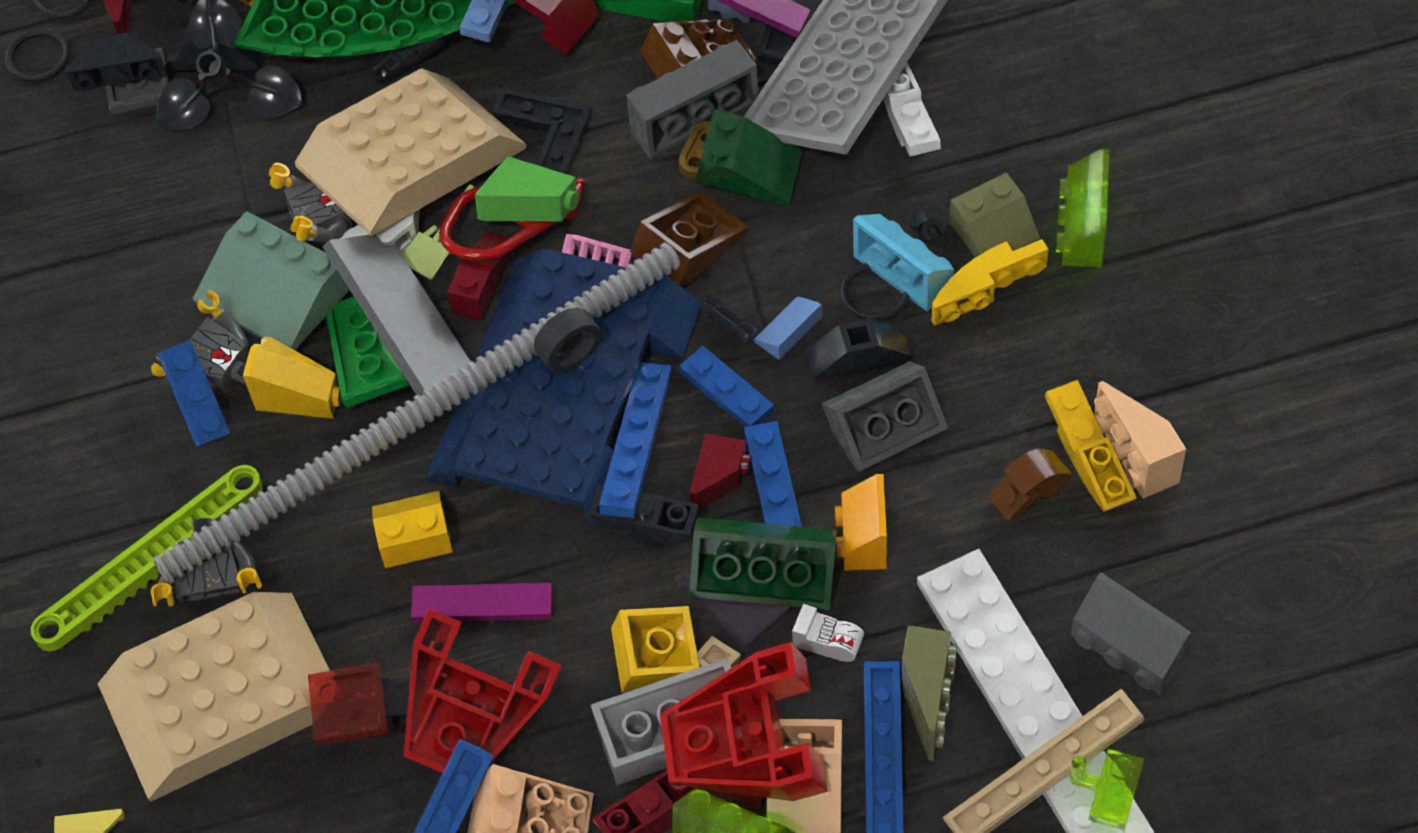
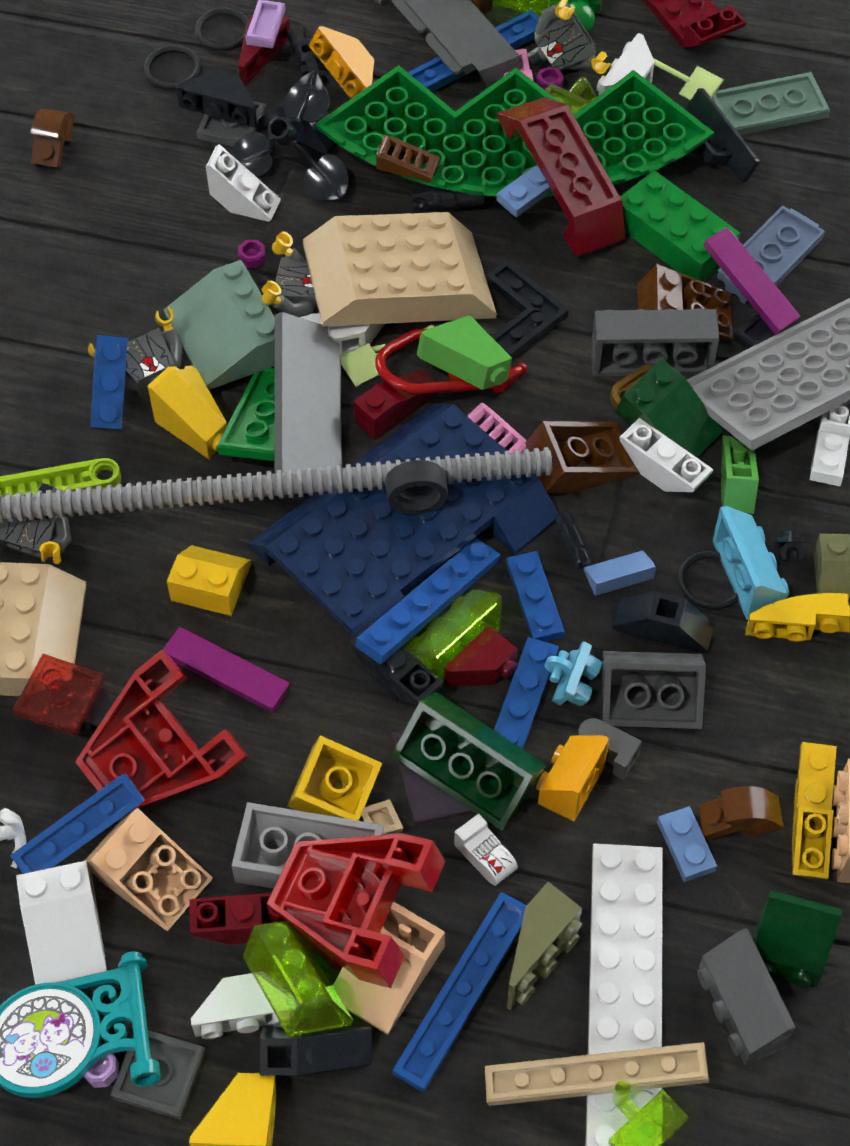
camera: 25 degrees right, 0 degrees up
(194, 143) = (238, 188): none -> white slope
(246, 199) = (252, 253): none -> magenta tile
(338, 28) = (398, 149): none -> reddish brown slope
(678, 451) = (456, 629): none -> clear neon green slope
(768, 204) = (663, 460): none -> white slope
(801, 439) = (567, 670): none -> medium azure hips
(843, 183) = (738, 475): none -> bright green slope
(894, 481) = (622, 747): none -> dark grey leg
(997, 534) = (687, 844): none -> medium blue plate
(1145, 557) = (796, 937): none -> dark green slope

